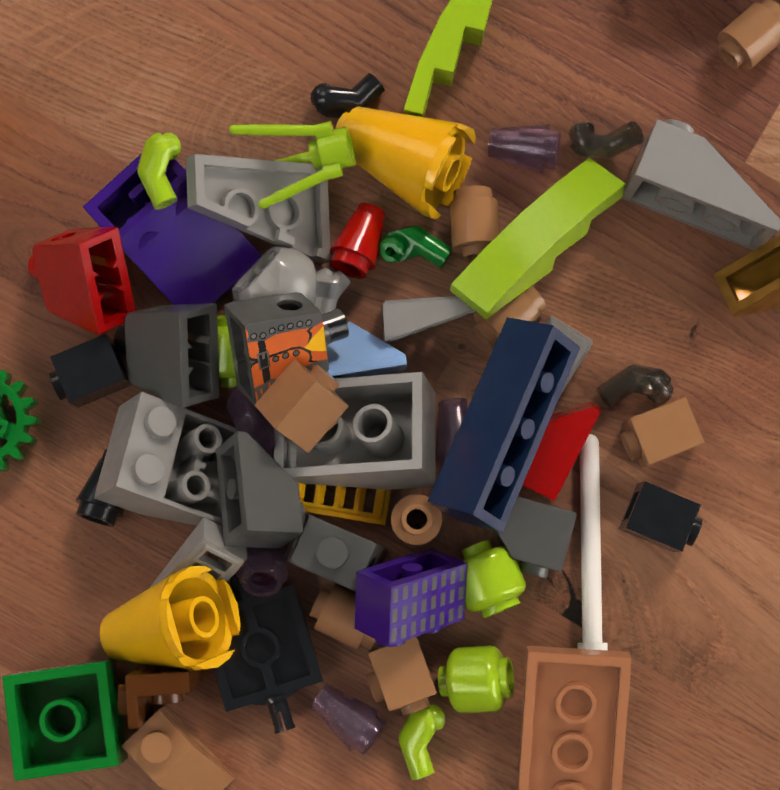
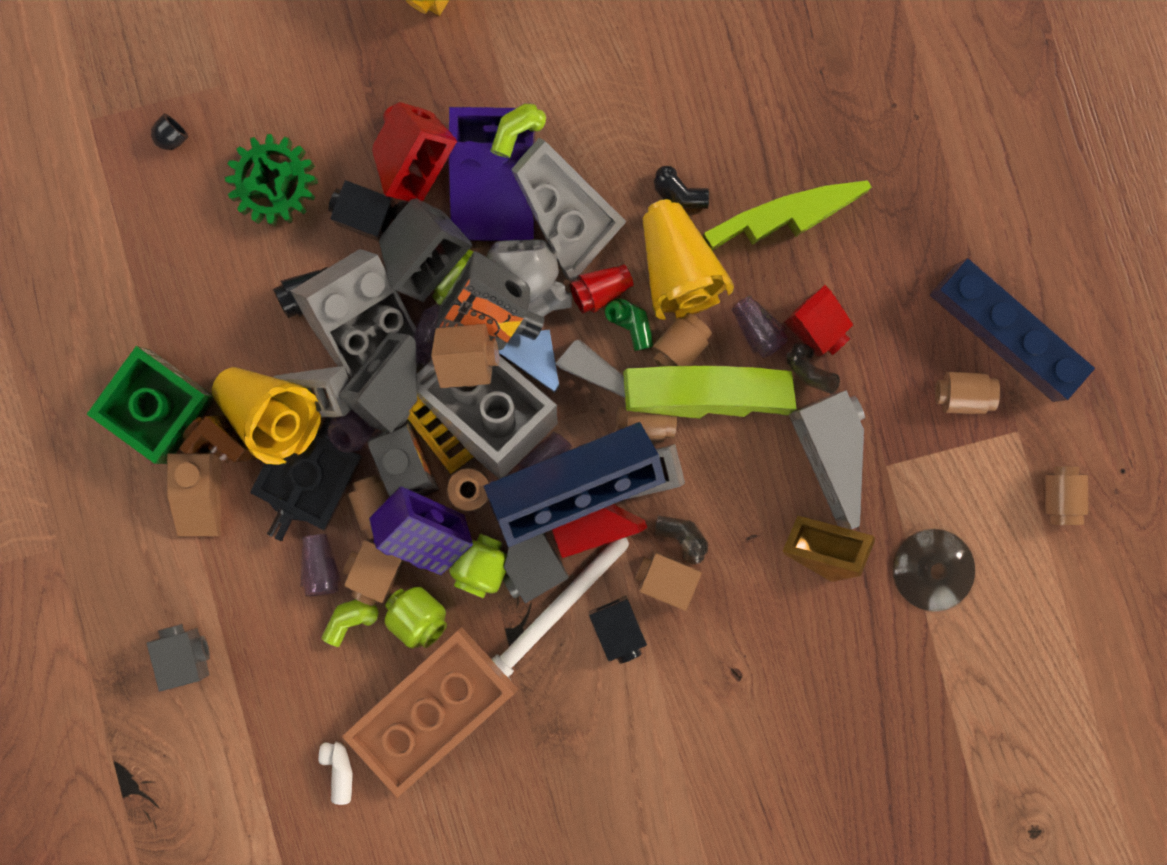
camera: 45 degrees right, 5 degrees up
(330, 151) = (631, 215): lime plant -> none
(573, 90) = (821, 322): none -> red slope

